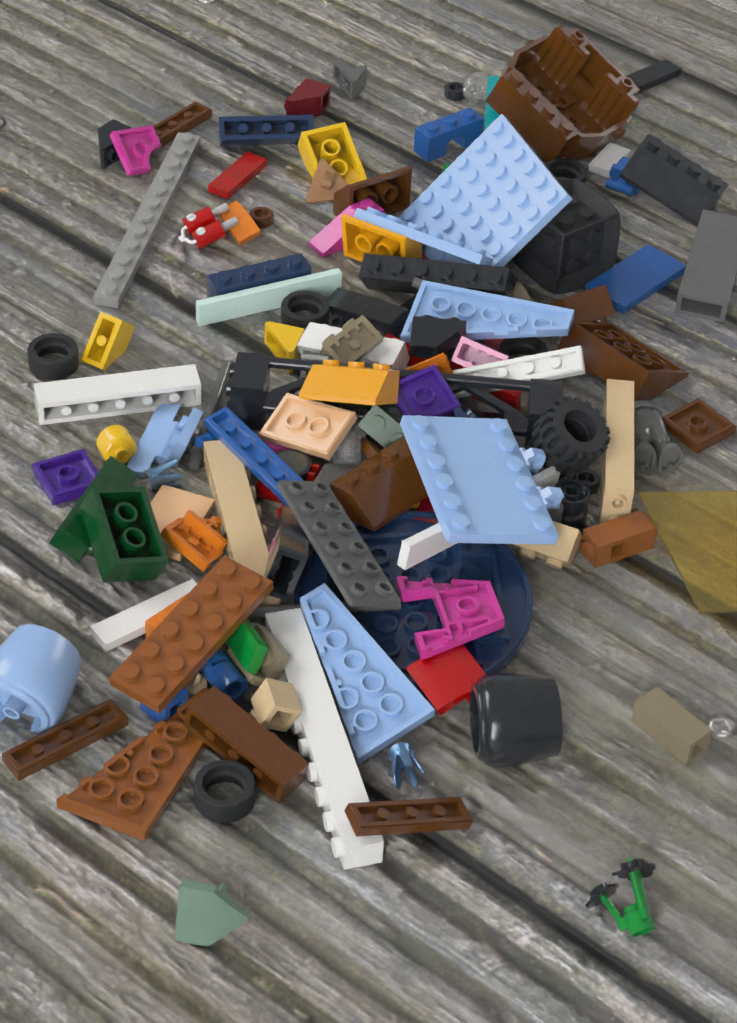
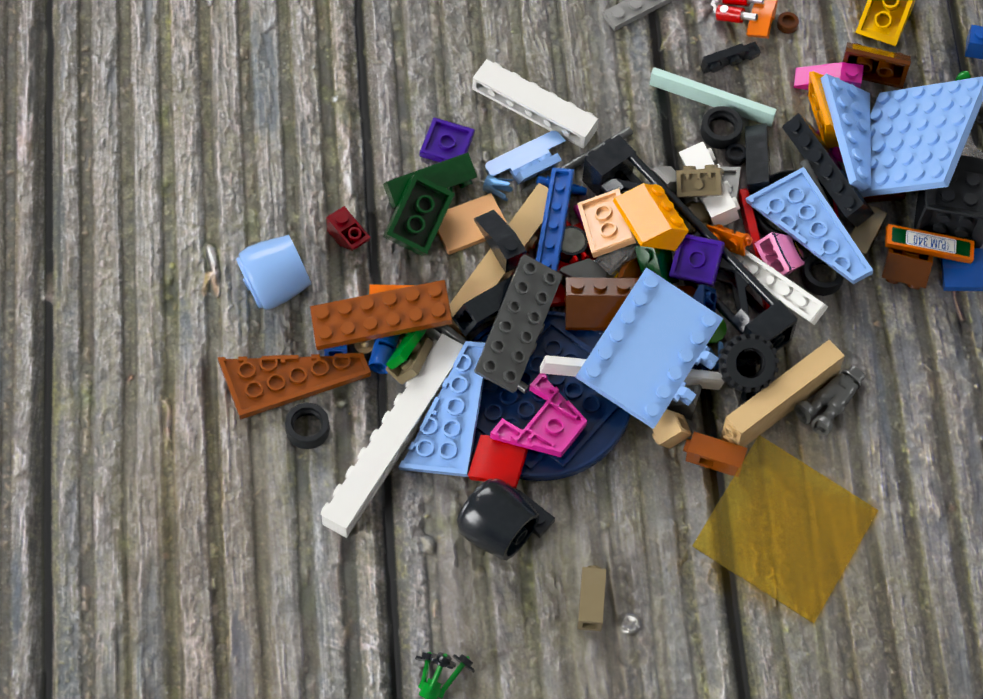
camera: 45 degrees right, 20 degrees up
(56, 368) = (528, 29): black tyre -> none
(60, 600) = (346, 229): none -> dark red slope
(64, 739) = (264, 322): reddish brown tile -> none
(107, 341) = (572, 56): yellow slope -> none
(116, 442) = (494, 141): yellow head -> none
(131, 622) = (366, 273): white tile -> none
(196, 539) = (465, 249): orange slope -> none
(206, 913) = (214, 491): sand green slope -> none
(233, 499) = (501, 239): none -> black slope
(243, 739) = (342, 408): reddish brown brick -> none
(251, 254) = (729, 56): none -> black hinge
(257, 275) = (718, 76): dark blue brick -> none
(275, 705) = (381, 398): tan brick -> none
(283, 340) = (680, 141): yellow slope -> none
(324, 184) = (861, 28): medium nougat piece -> none
(403, 757) = (420, 486): flat silver piece -> none
(408, 816) = (378, 525): reddish brown tile -> none
(435, 335) = (758, 218): black slope -> none
(575, 502) = (712, 407): black wheel -> none
(578, 281) = (929, 243): none -> tile
(619, 356) = (888, 327): reddish brown slope -> none
(698, 425) = (879, 416): reddish brown tile -> none

